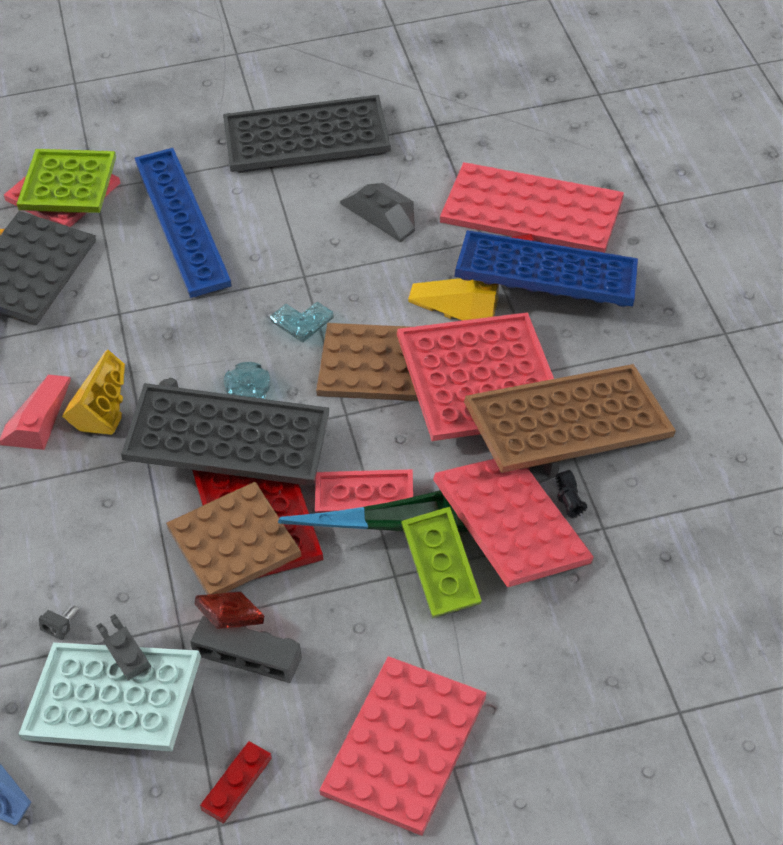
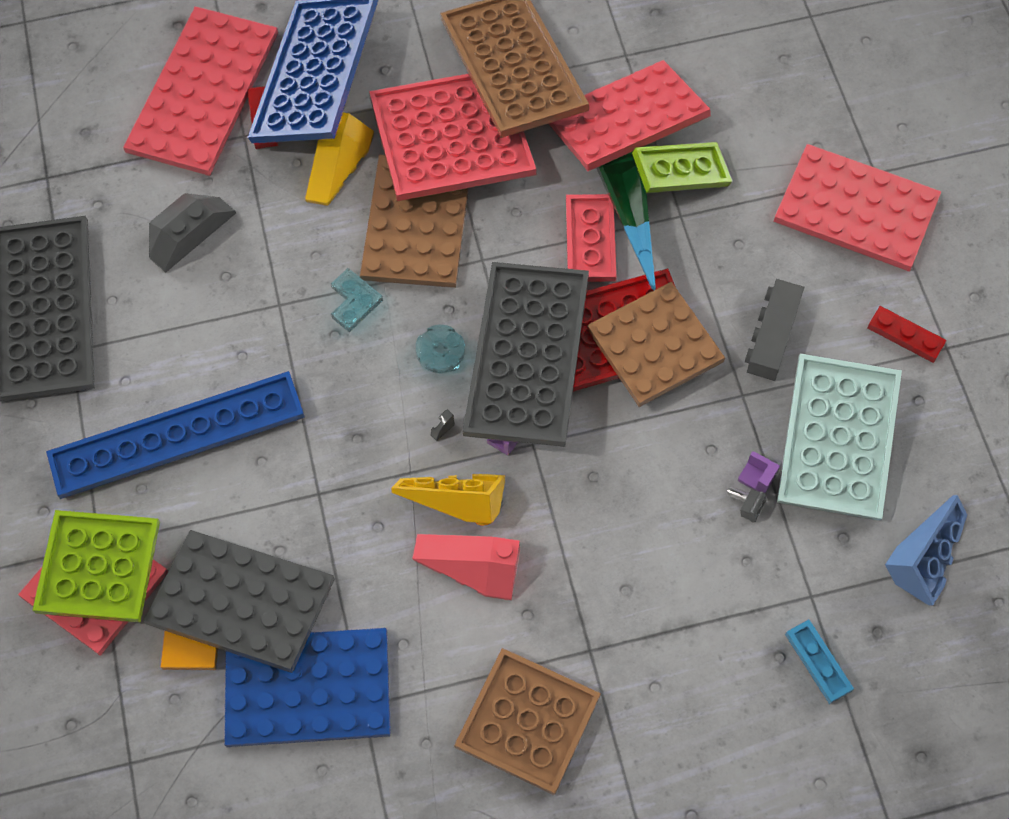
camera: 90 degrees left, 15 degrees up
(86, 631) = (758, 472): none -> medium lavender panel
(124, 649) = (796, 422): dark grey hinge -> none
(229, 610) = (741, 340): clear red plate -> none
(569, 494) = (594, 73): black connector -> none

